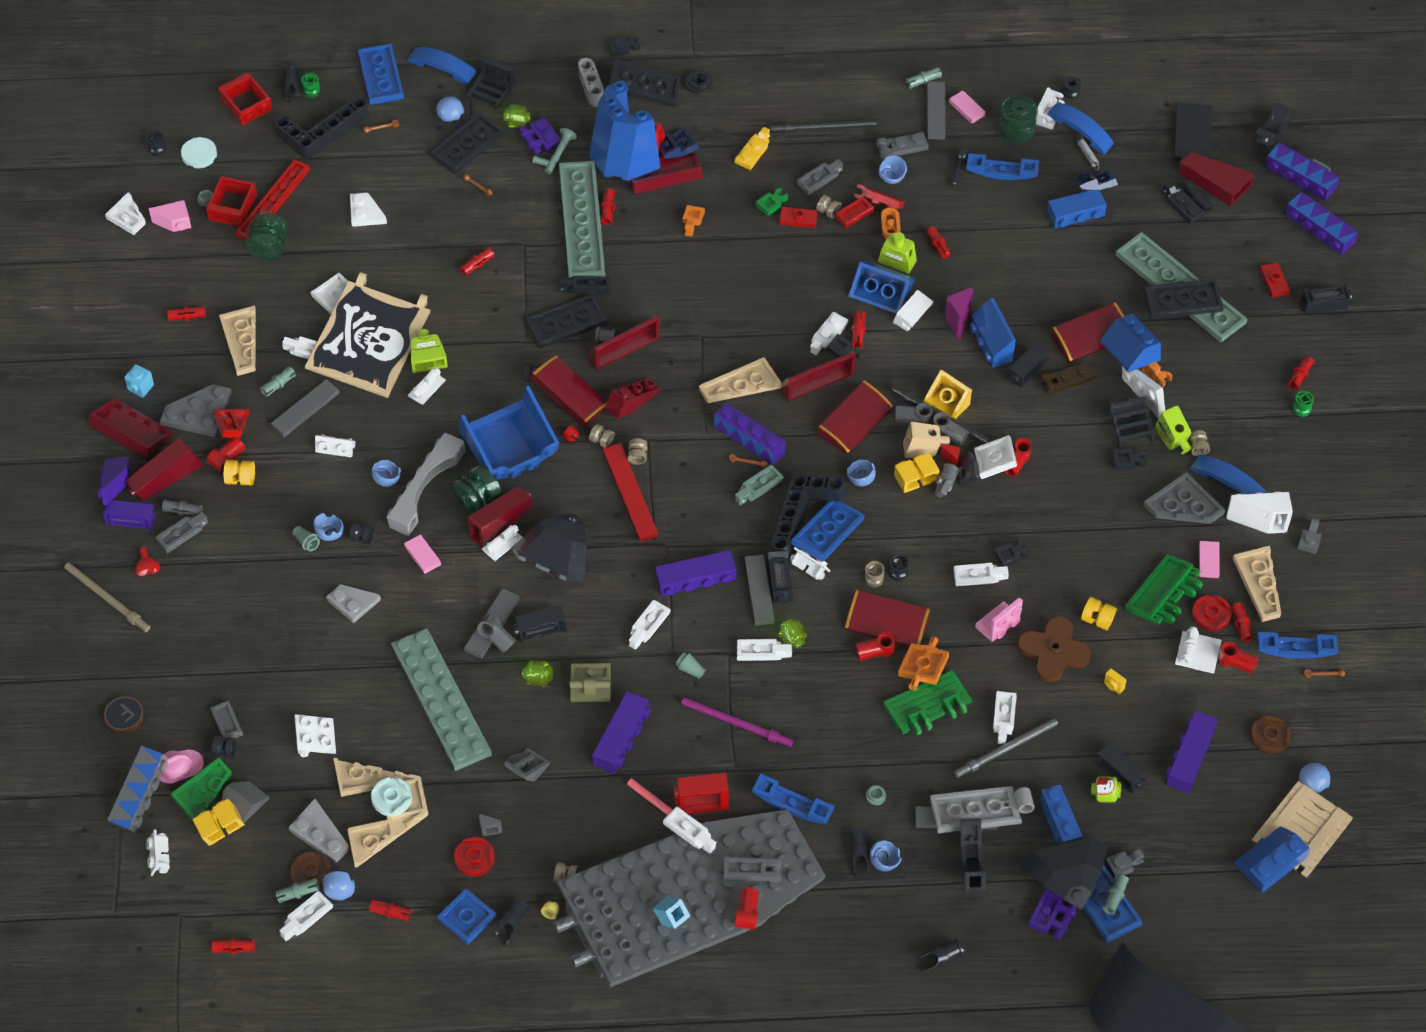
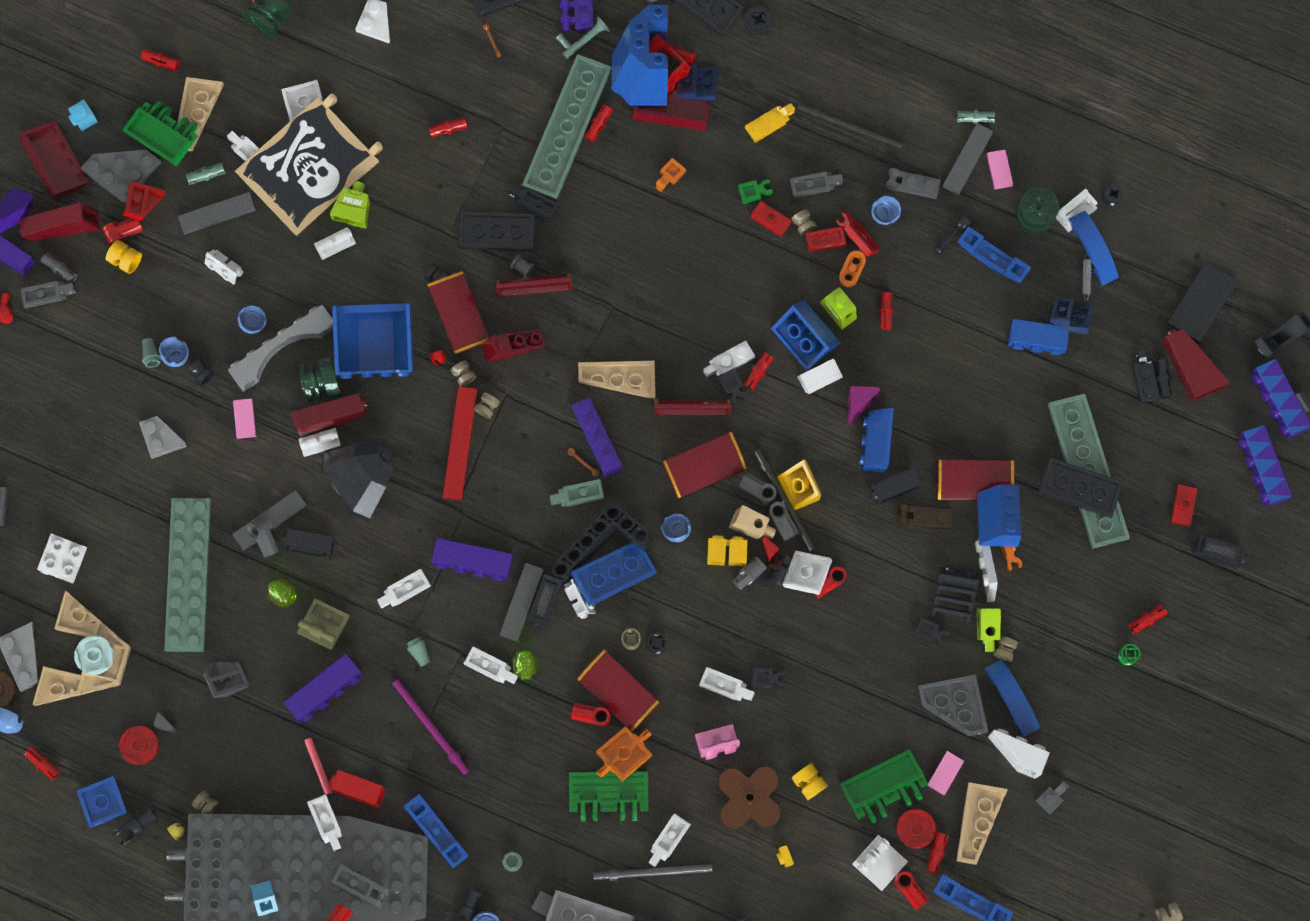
camera: 25 degrees right, 20 degrees up
(220, 363) = (161, 133): none -> green hinge

